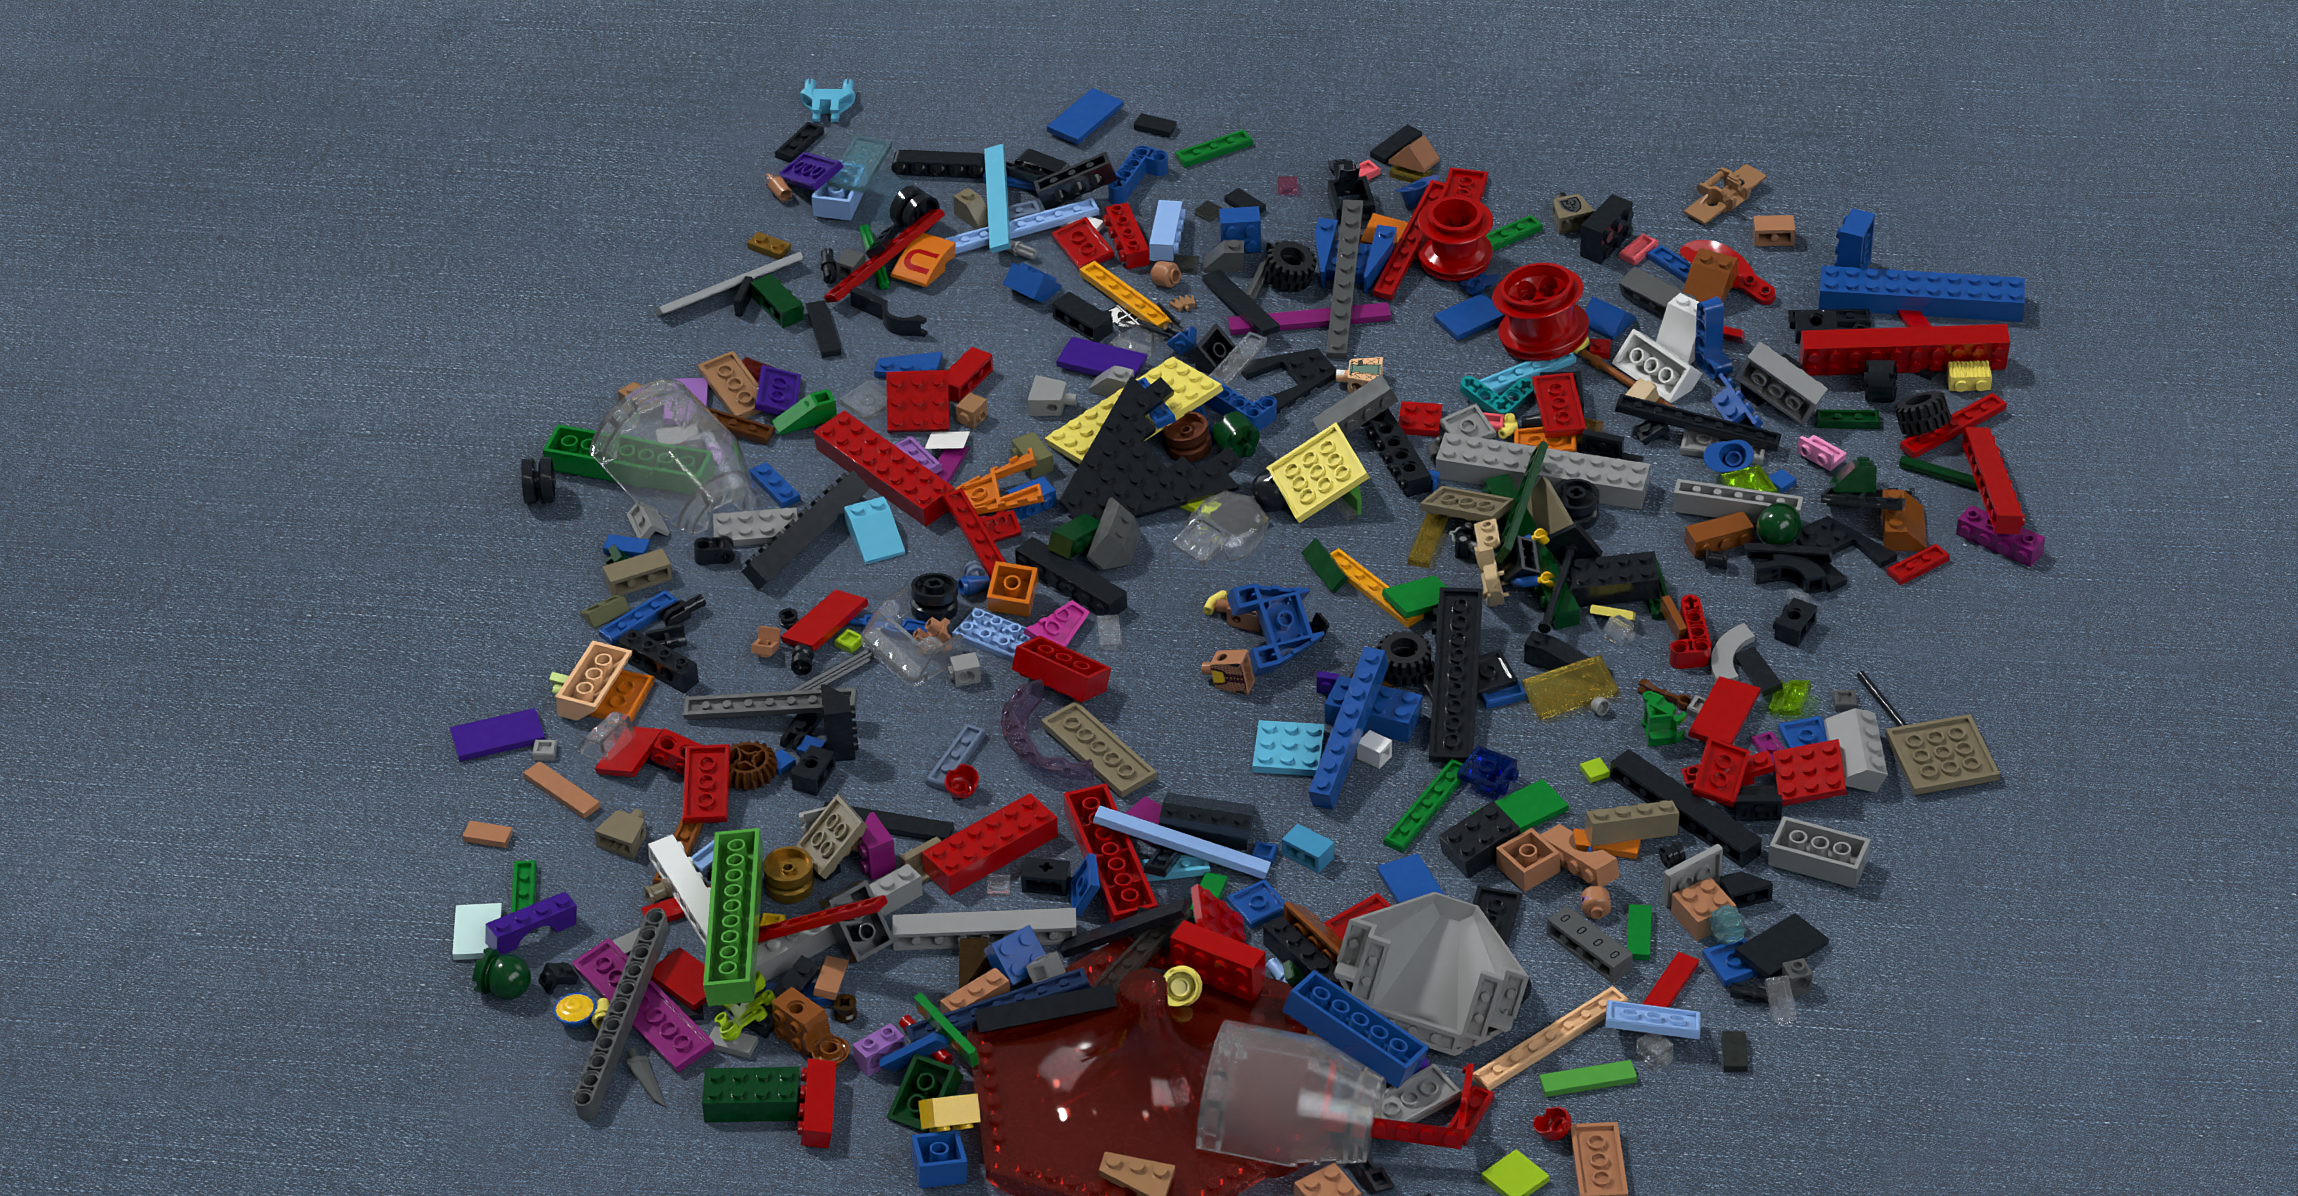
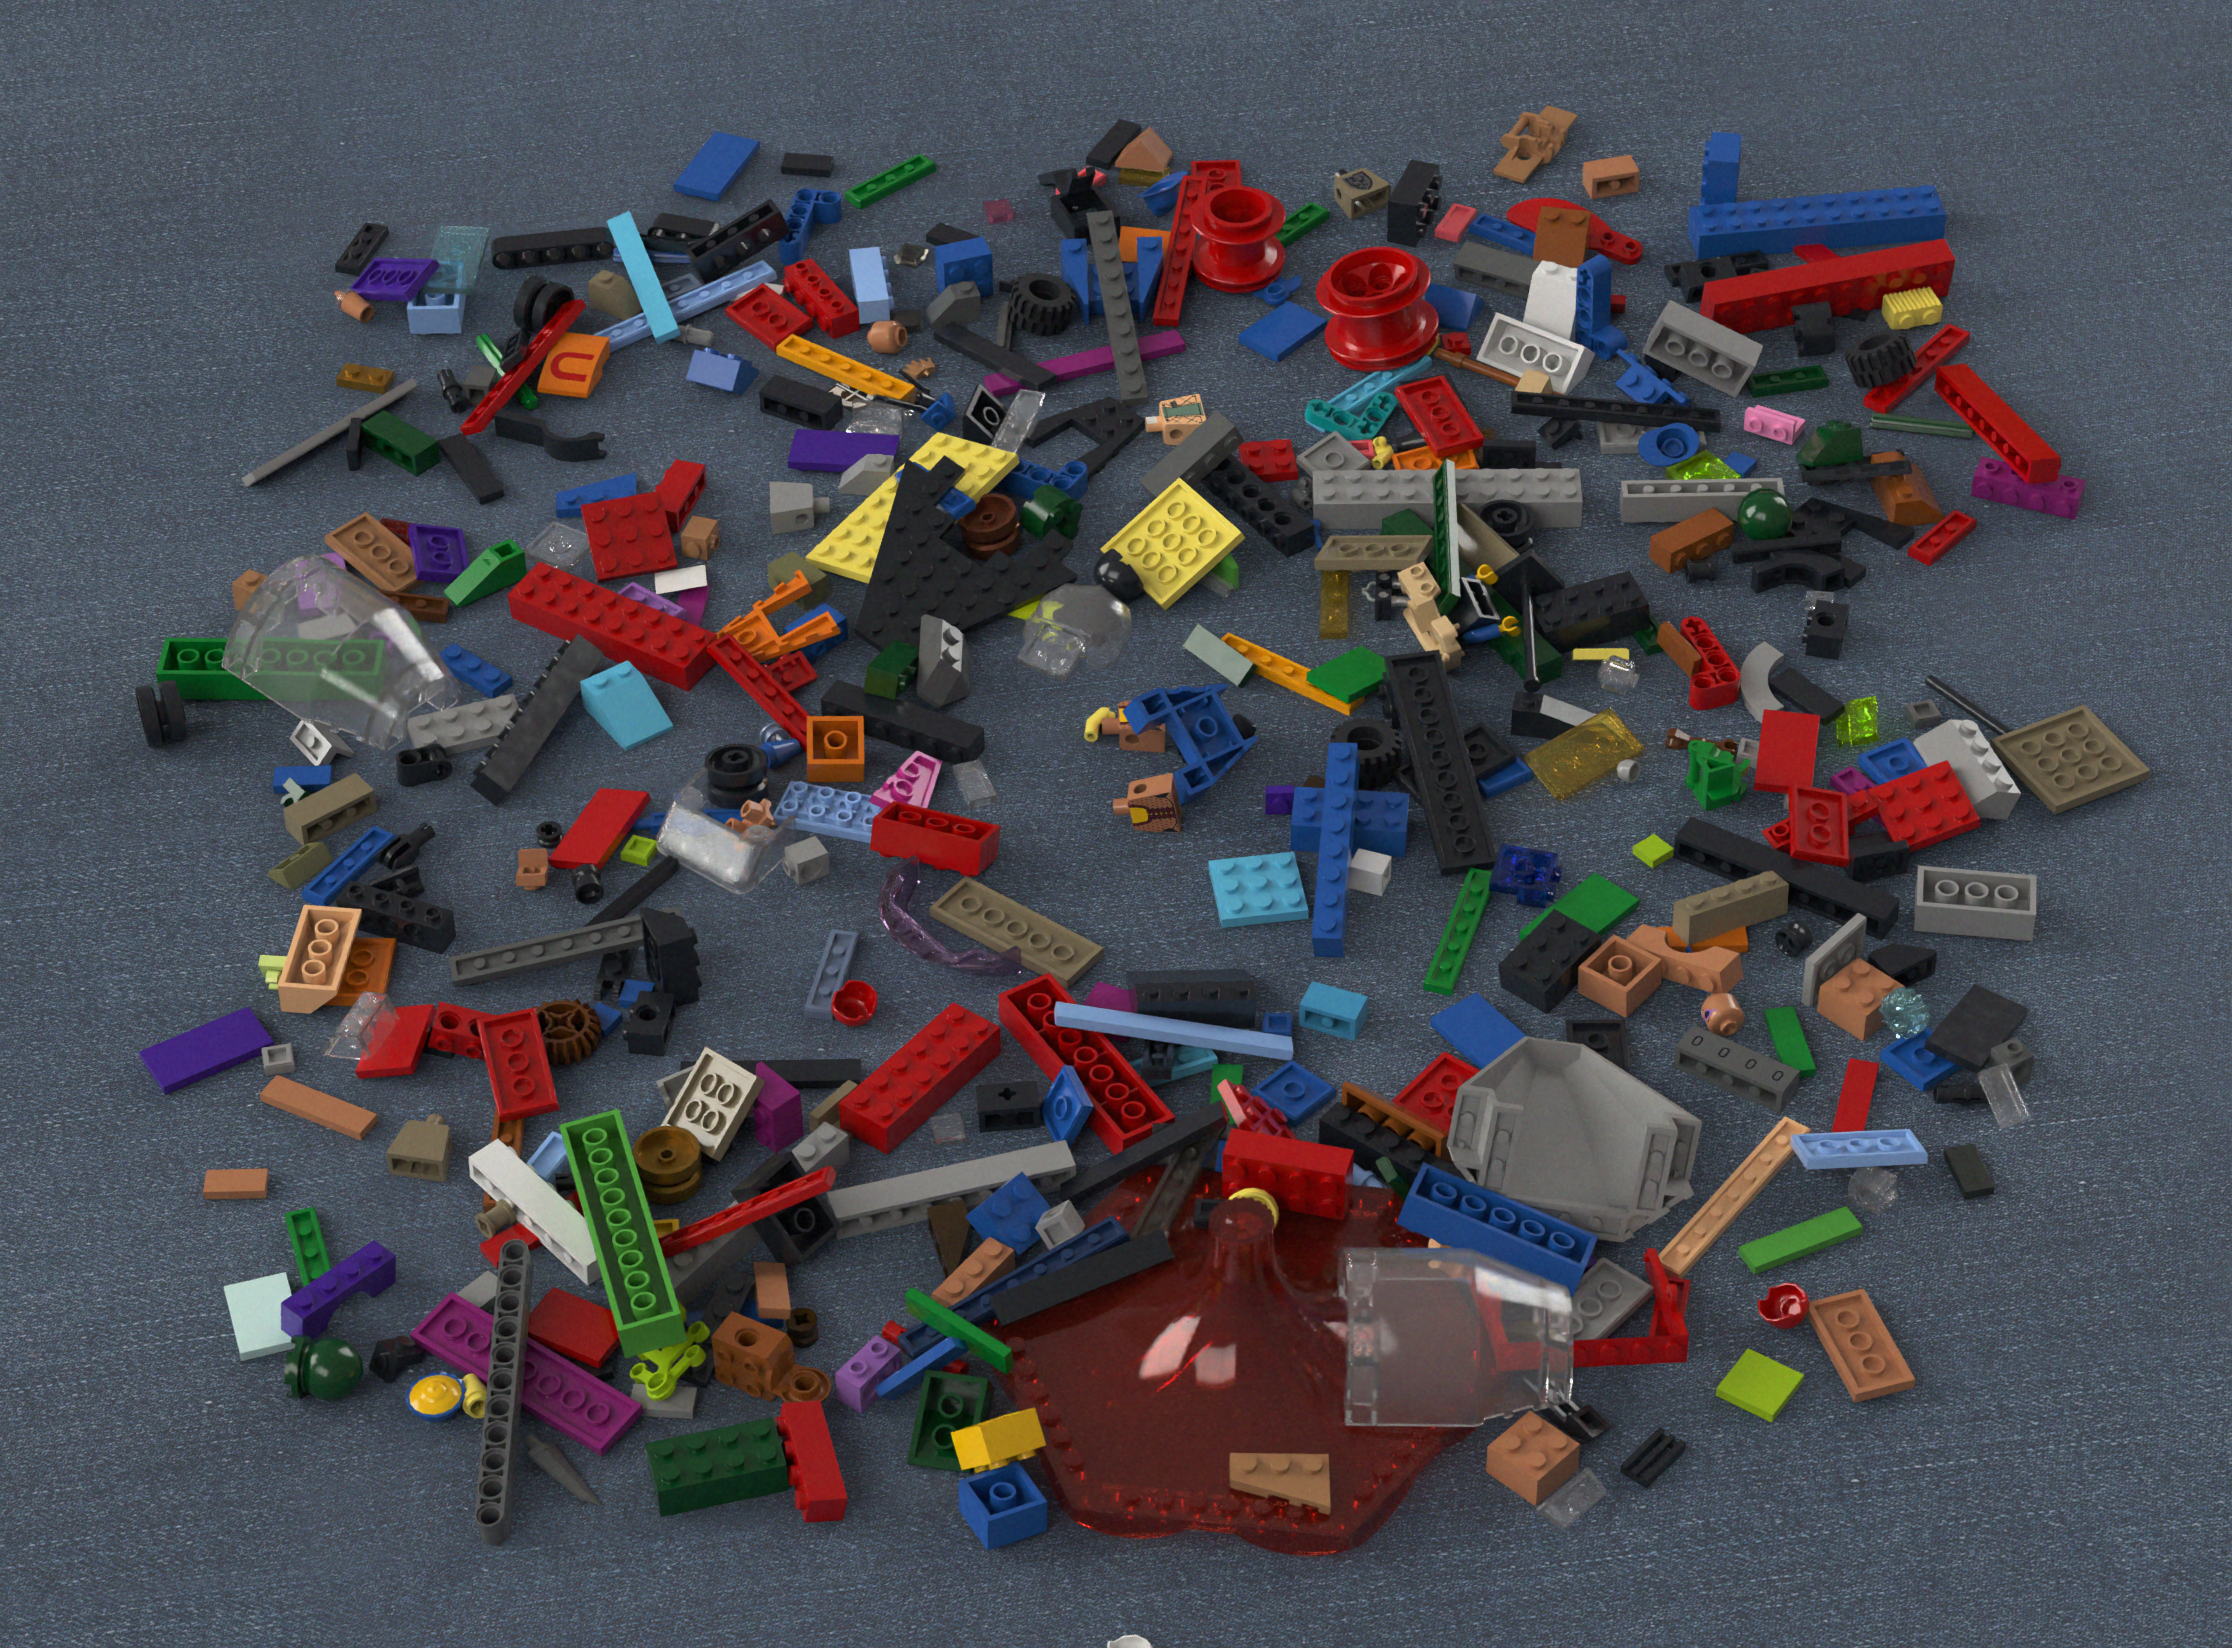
camera: 15 degrees left, 0 degrees up
(827, 100) = (381, 193): medium azure connector -> none

